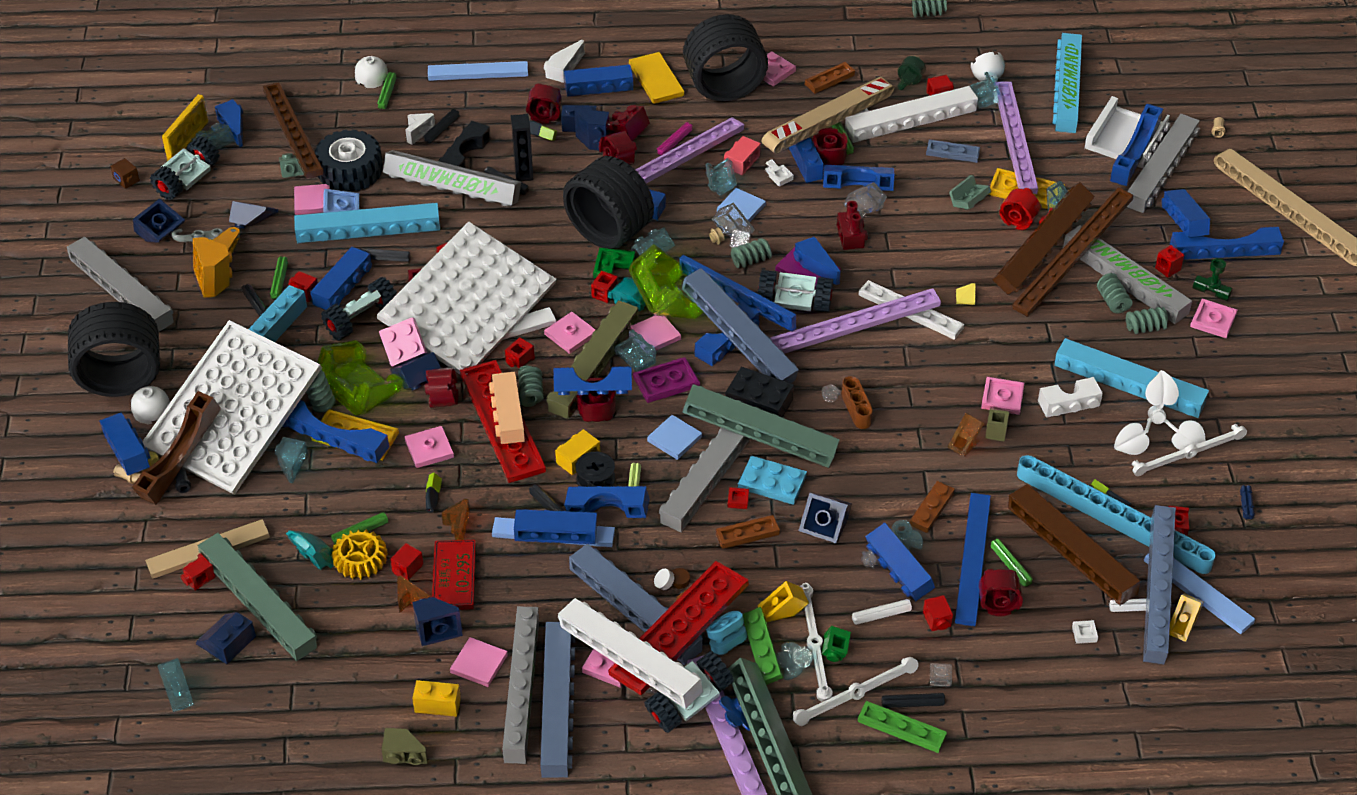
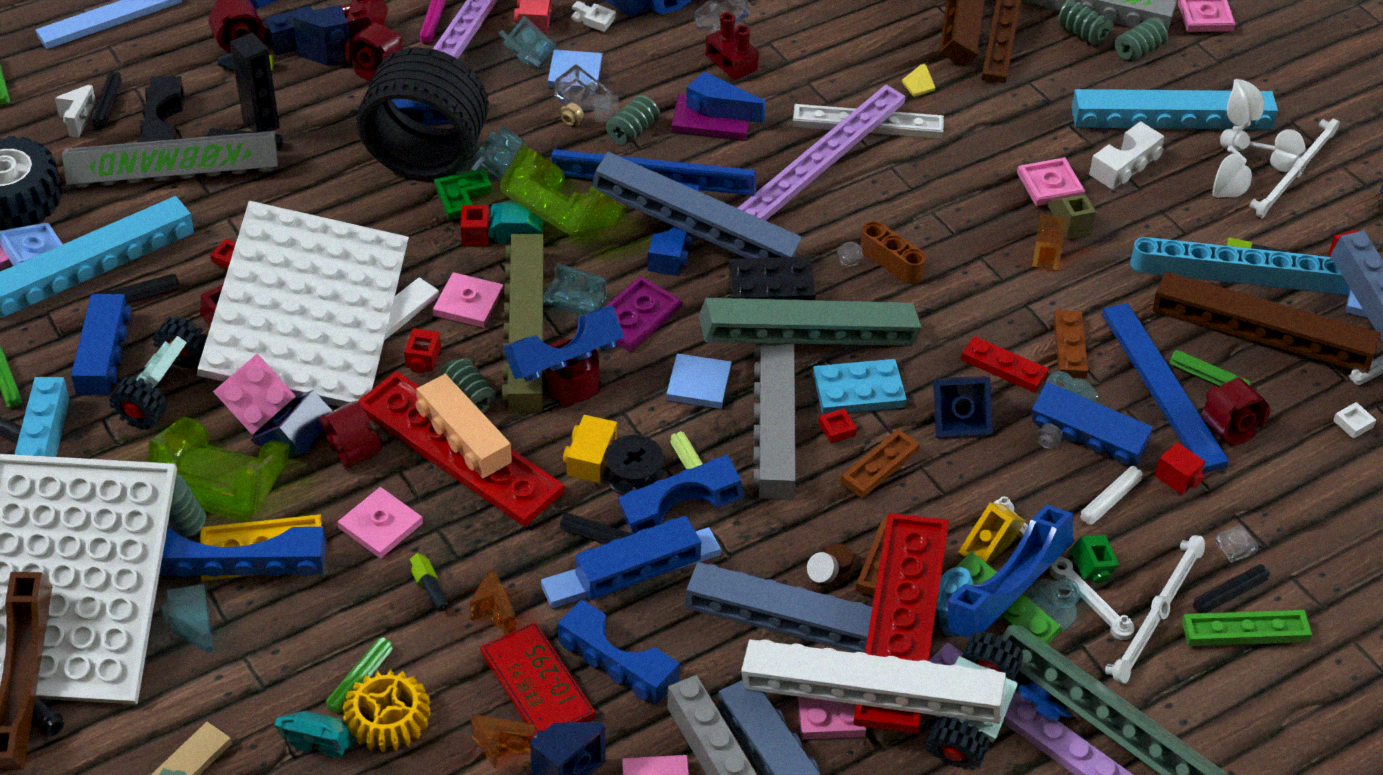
camera: 30 degrees left, 0 degrees up
(303, 282) = (50, 366): red brick -> none
(406, 561) = (462, 692): red brick -> none
(499, 559) = (643, 672): none -> blue arch
(657, 331) = (580, 254): bright pink tile -> none
(796, 290) = (726, 143): plate -> none
(805, 618) = (979, 605): none -> blue arch
(877, 502) = (1004, 364): none -> red plate

